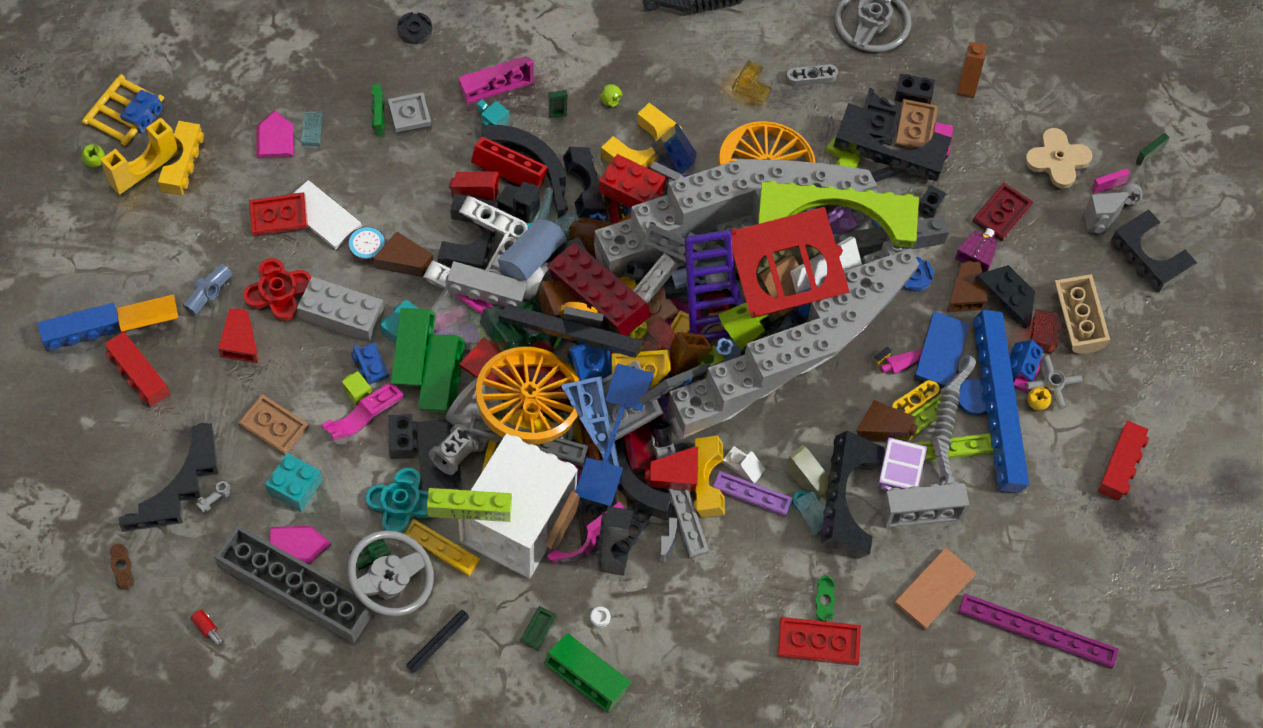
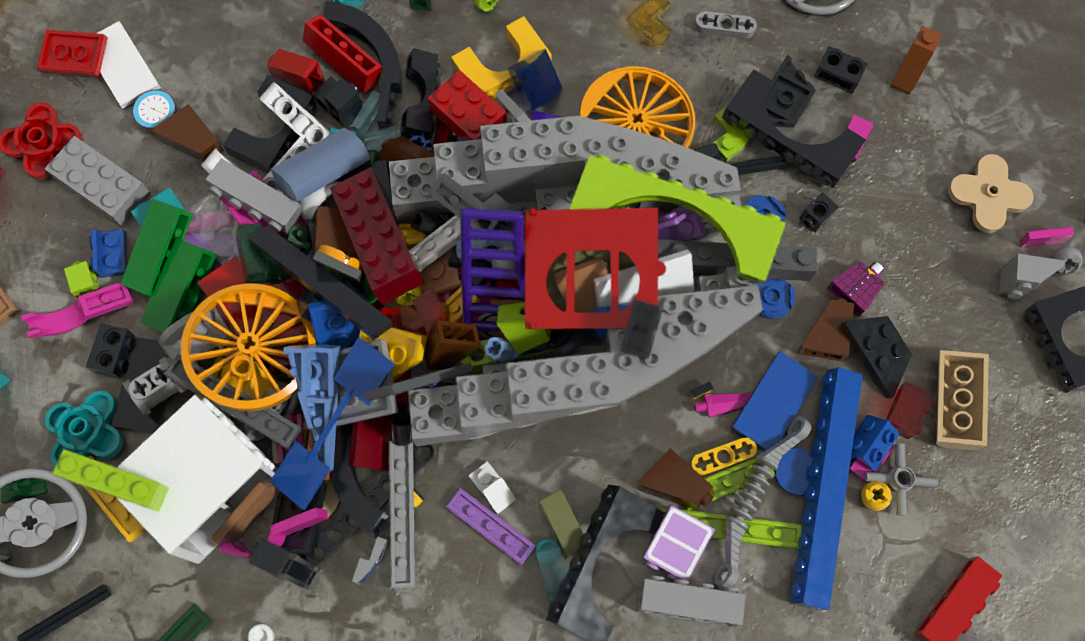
camera: 20 degrees right, 10 degrees up
(674, 471) = (399, 480): red slope -> none
(709, 500) = (450, 465): yellow arch -> none
(840, 292) = (641, 329): none -> black brick
(915, 124) = (829, 112): medium nougat tile -> none
(1003, 211) = (902, 243): dark red tile -> none

